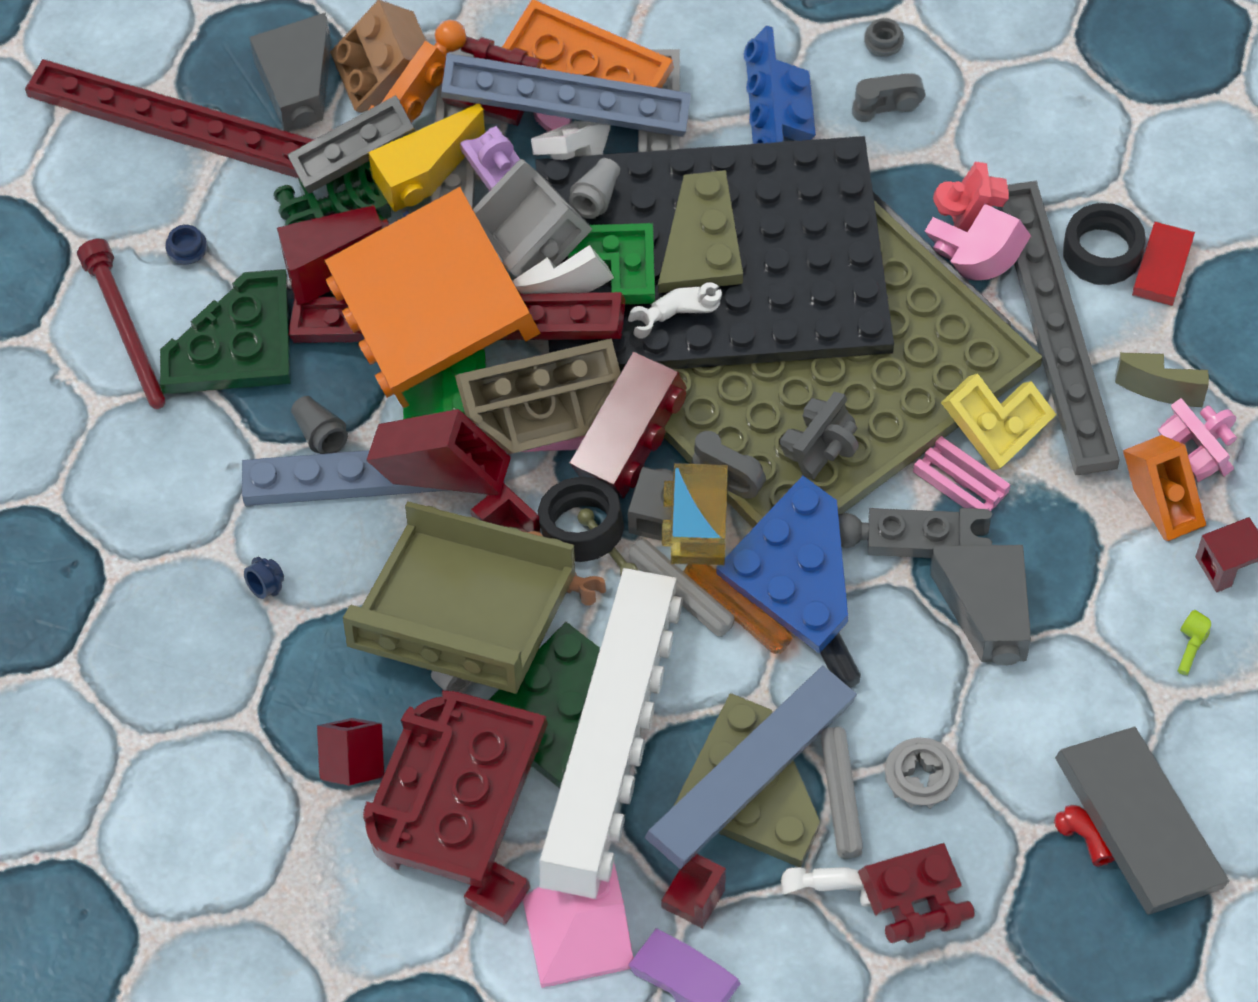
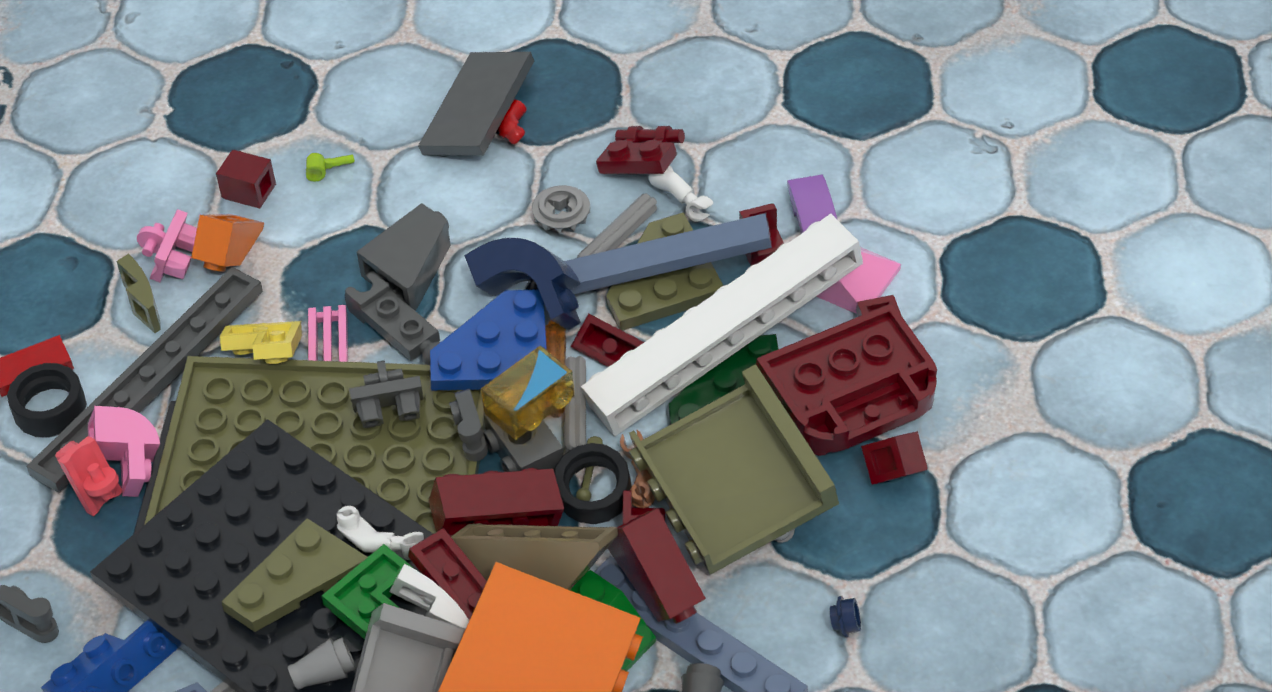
camera: 135 degrees left, 10 degrees down
(712, 675) = (603, 341): none -> dark red slope
(843, 654) = (515, 260): none -> dark blue arch

